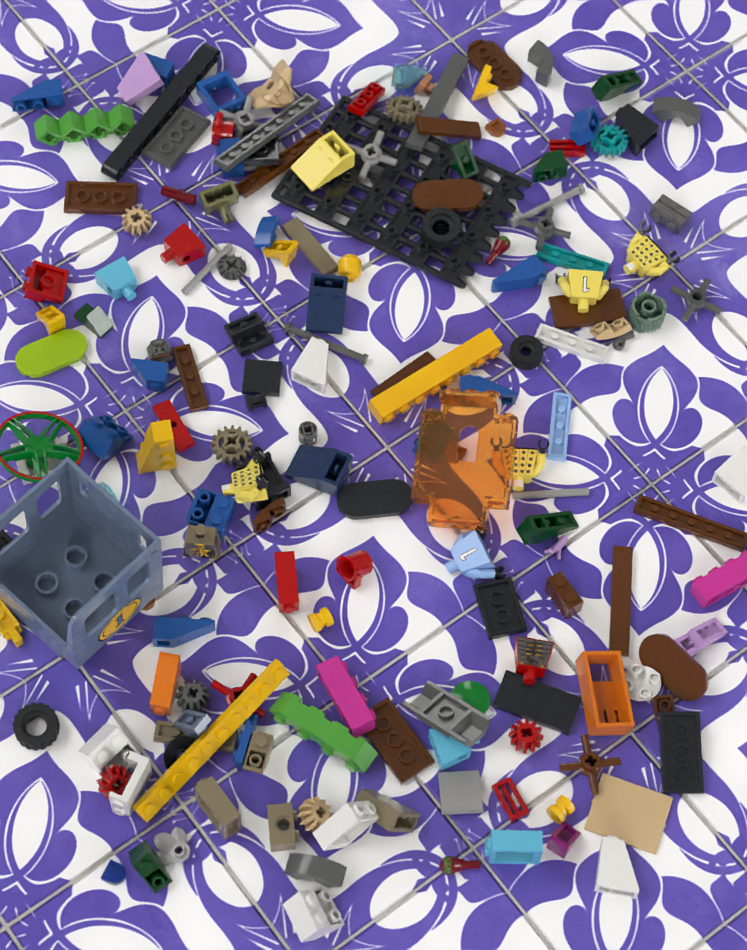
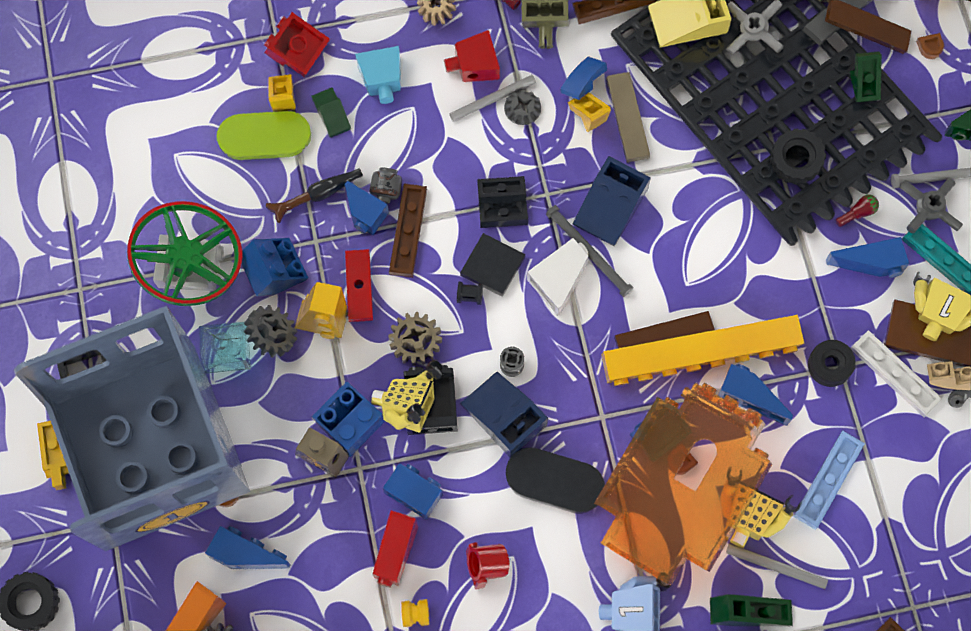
camera: 30 degrees right, 10 degrees up
(110, 376) = (316, 192): none -> black piece
(125, 478) = (270, 331): none -> dark grey gear
(264, 518) = (408, 451): reddish brown slope -> none
(279, 540) = (413, 490): none -> blue brick
(350, 266) = (662, 163): yellow head -> none
(449, 193) = (826, 115): reddish brown tile -> none

